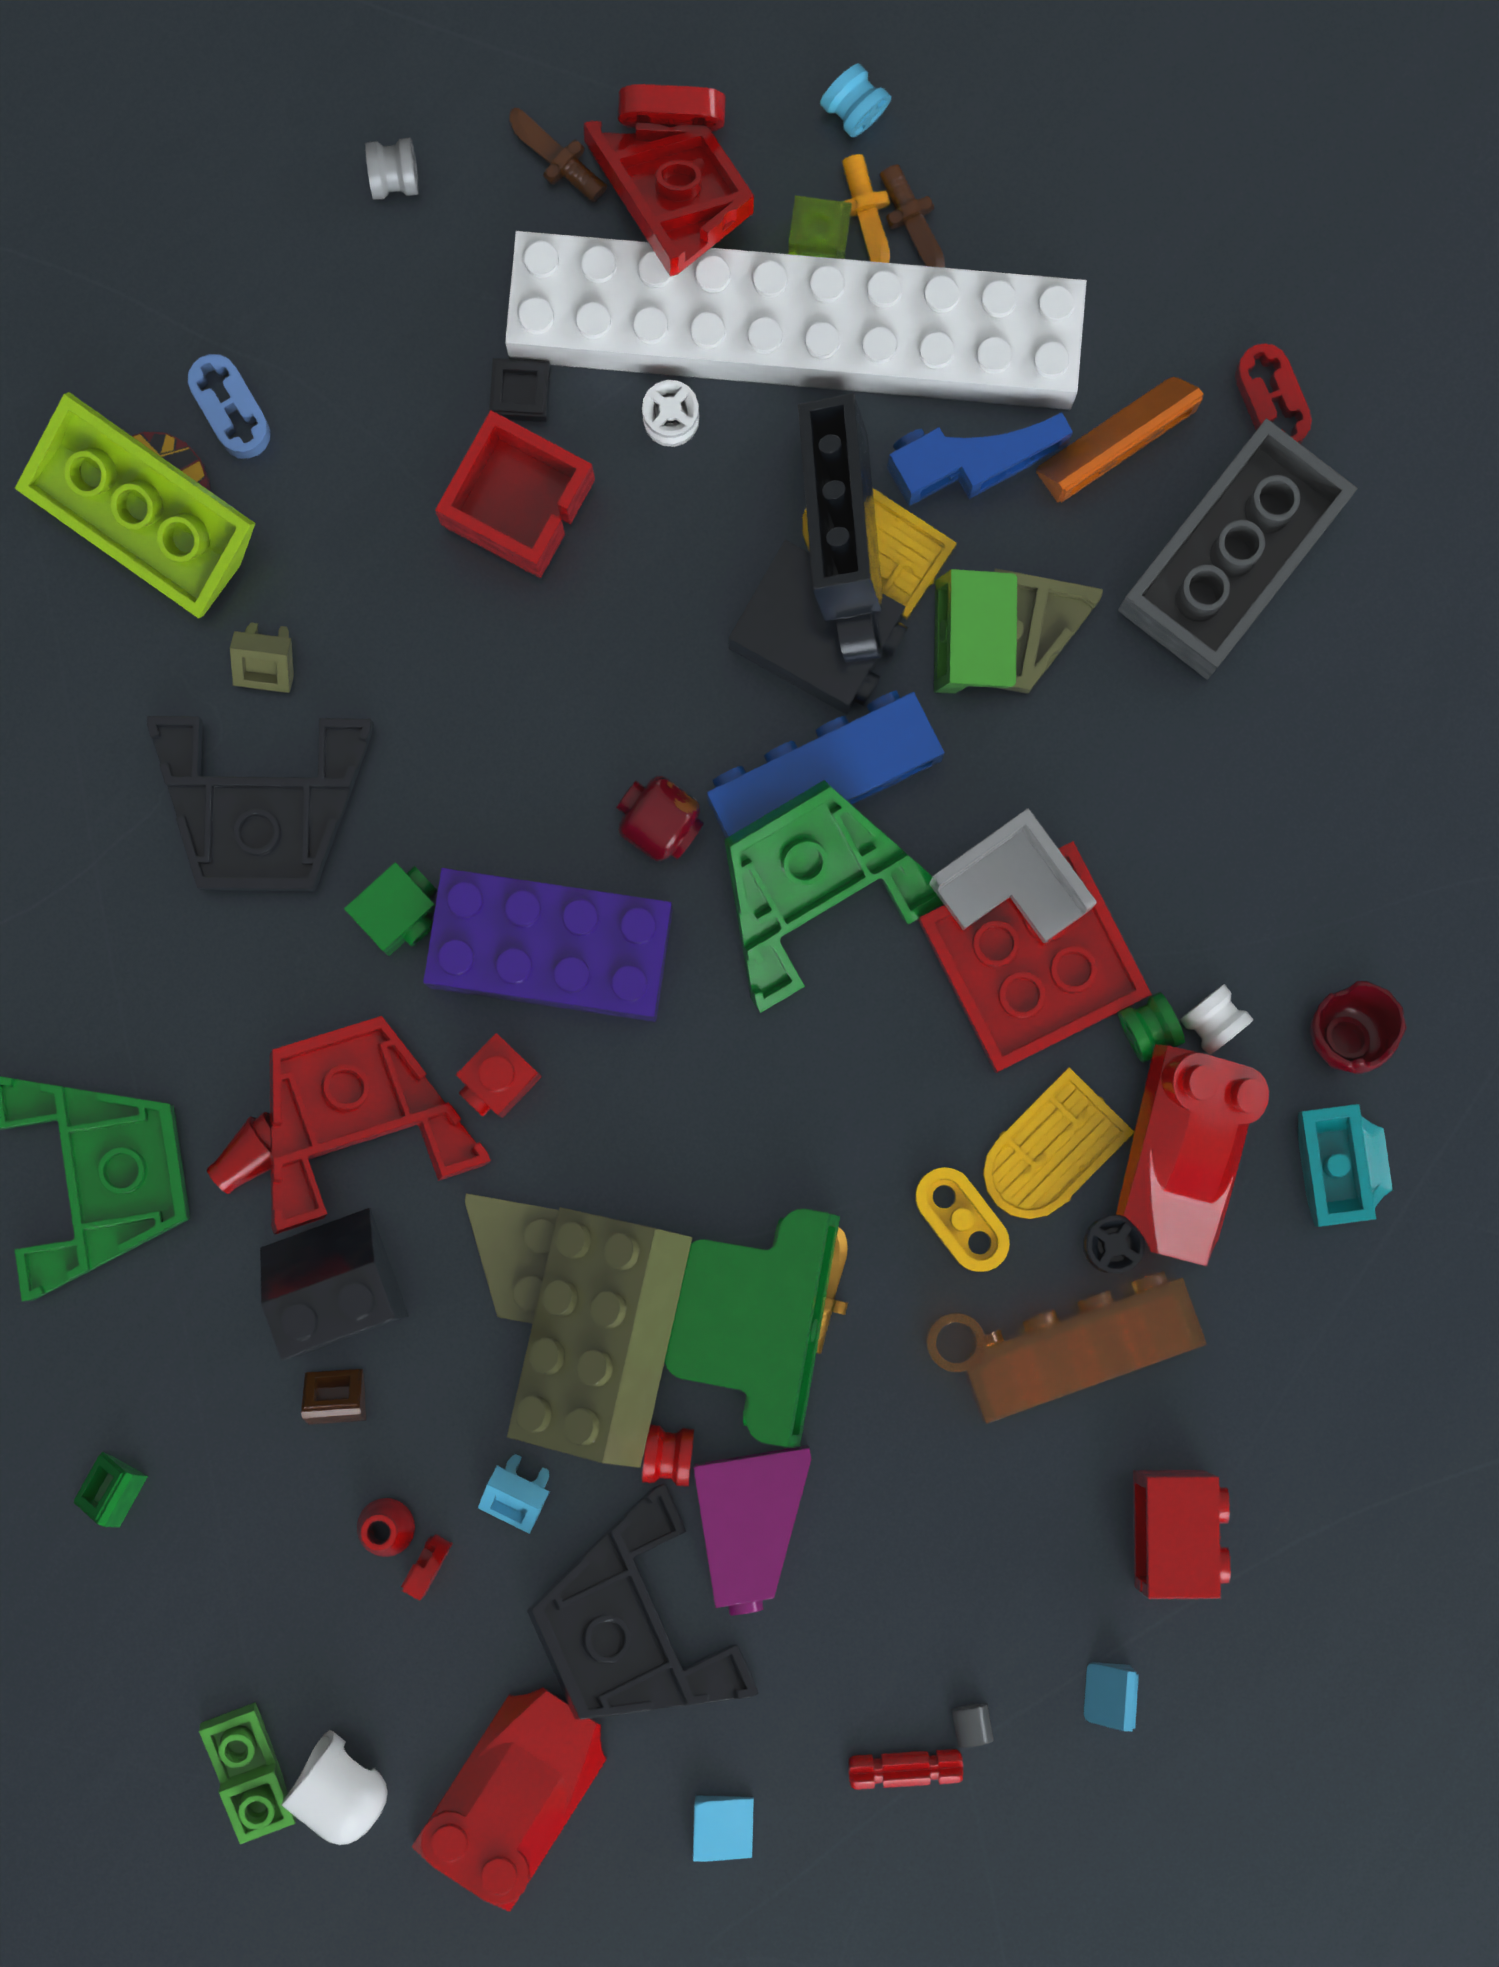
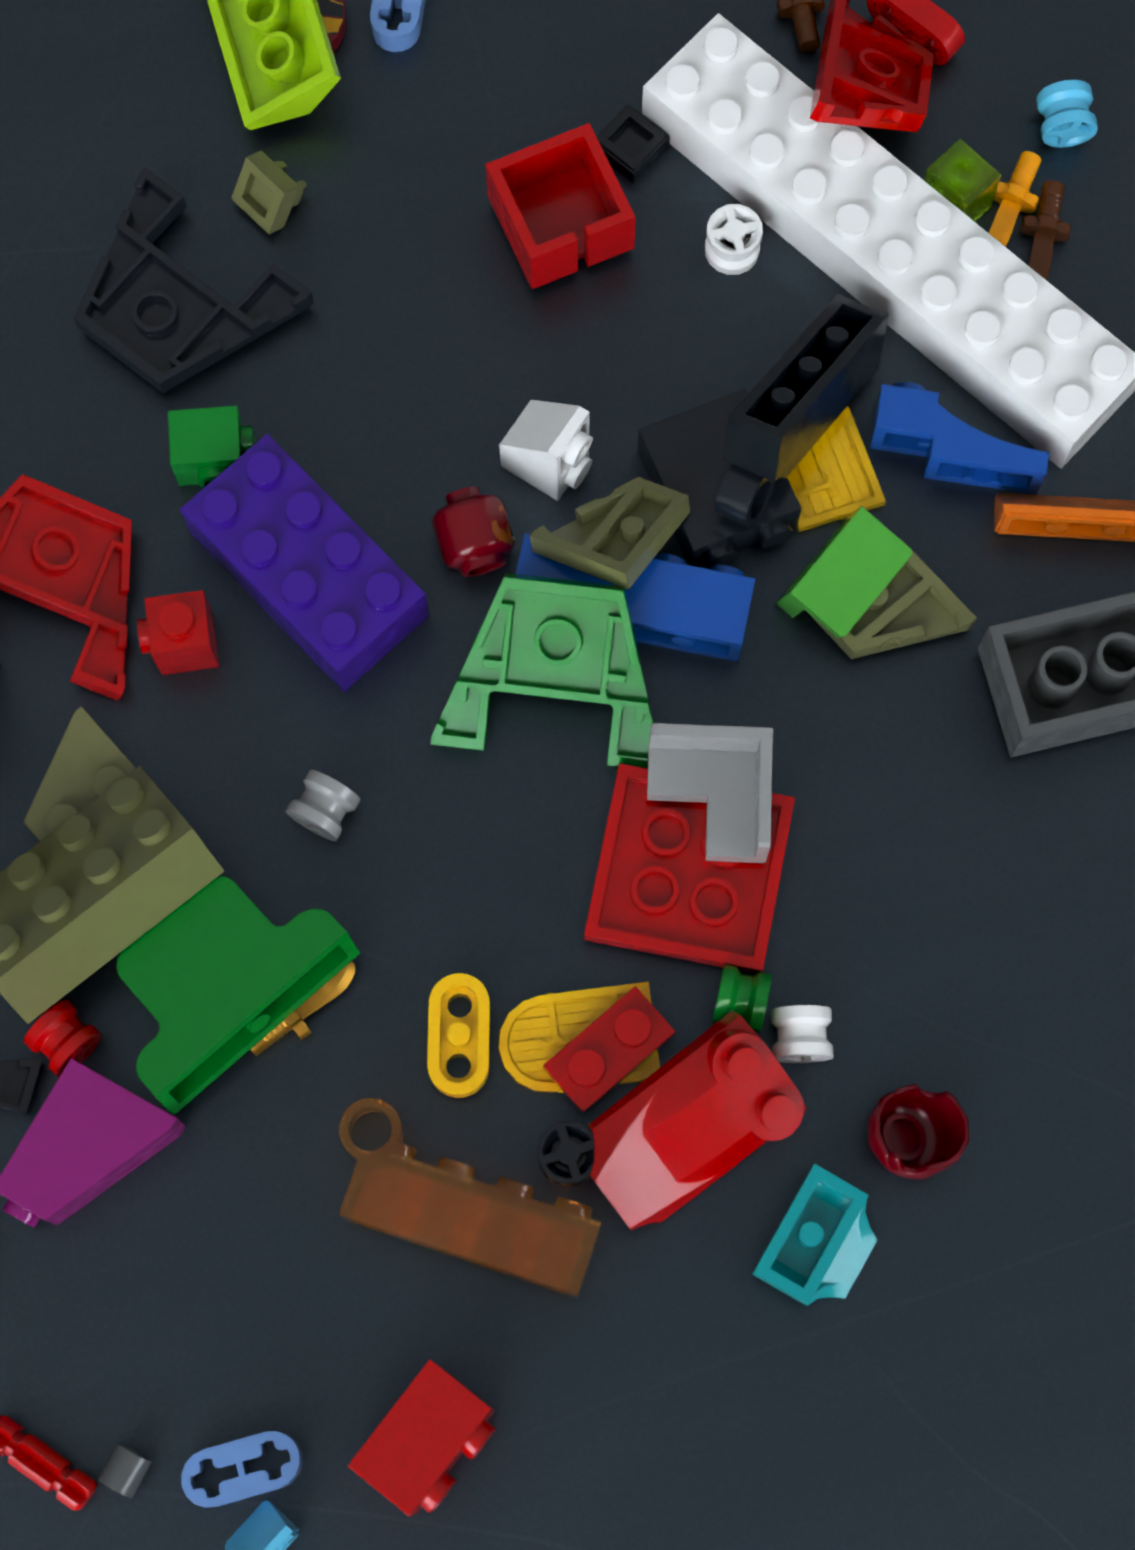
camera: 40 degrees right, 10 degrees down
(665, 704) = (549, 446): none -> white slope
(718, 1125) = (322, 805): none -> light grey wheel
(783, 740) = (617, 533): none -> olive wing
(1067, 1665) = (238, 1453): none -> medium blue beam
(1082, 1143) = (609, 1050): none -> red plate

